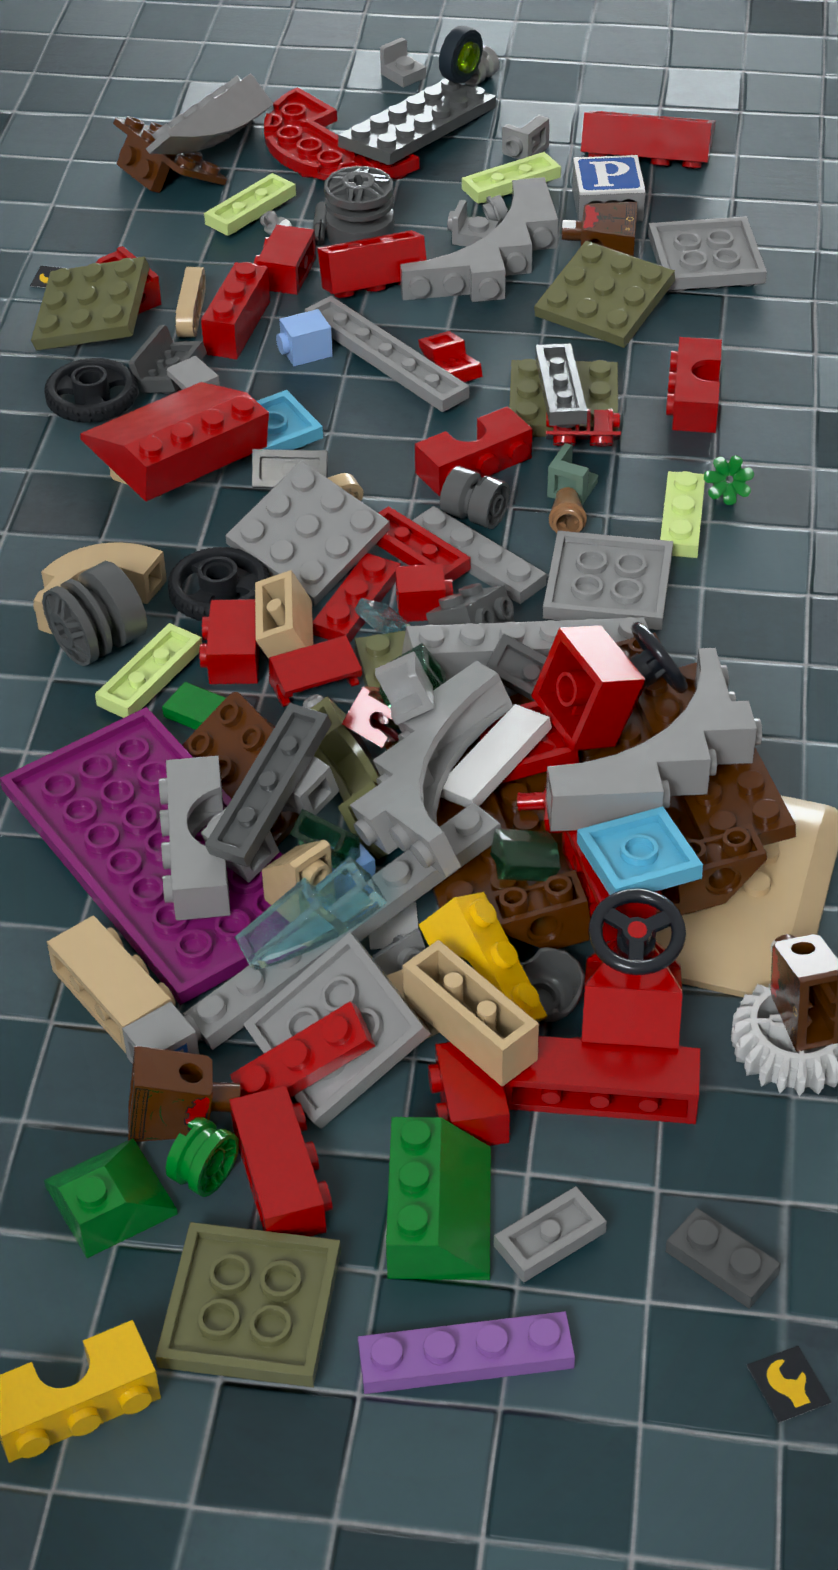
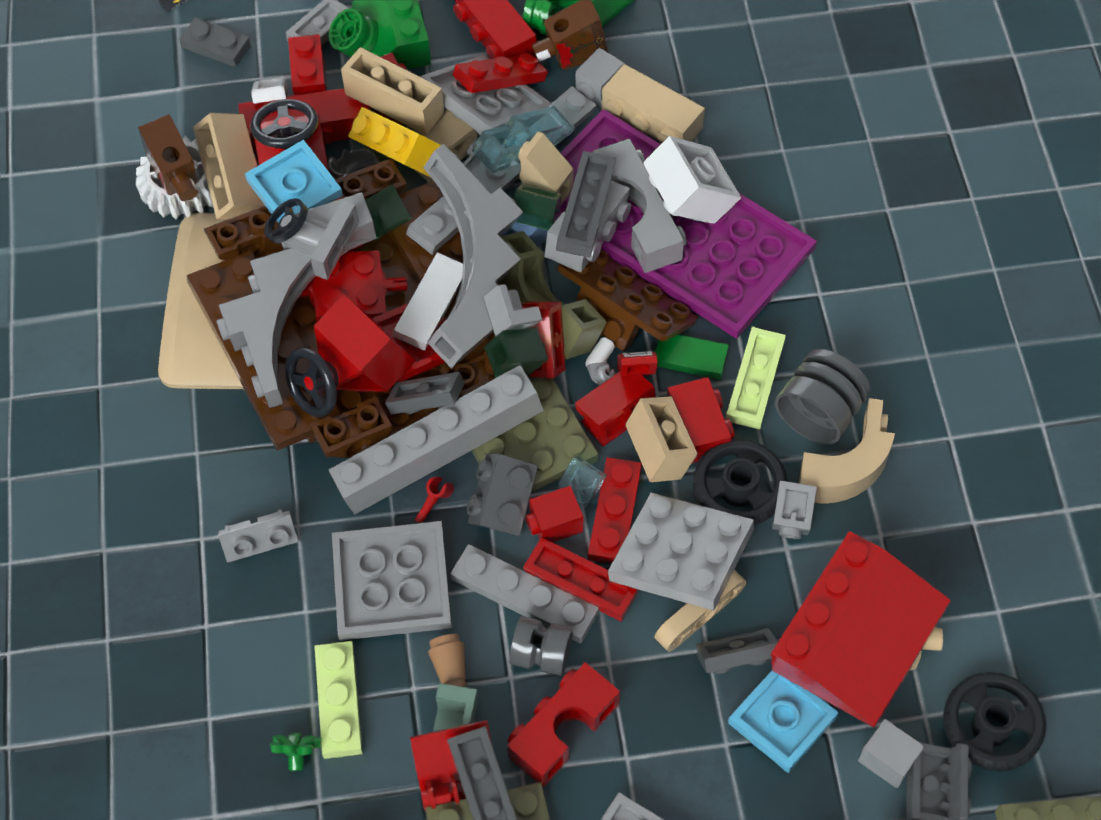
camera: 165 degrees right, 15 degrees up
(120, 817) = (691, 180): none -> white brick
(178, 539) = (794, 509): none -> light grey bracket
(276, 677) = (637, 363): none -> red slope
(501, 1184) = (351, 31): none -> green wheel
(584, 1141) = (307, 64): none -> red brick
(603, 744) = (311, 236): none -> light grey piece
(648, 1116) = (269, 90): none -> white tile
(722, 996) = (226, 158): none -> tan brick
(760, 637) = (250, 539): none -> light grey hinge

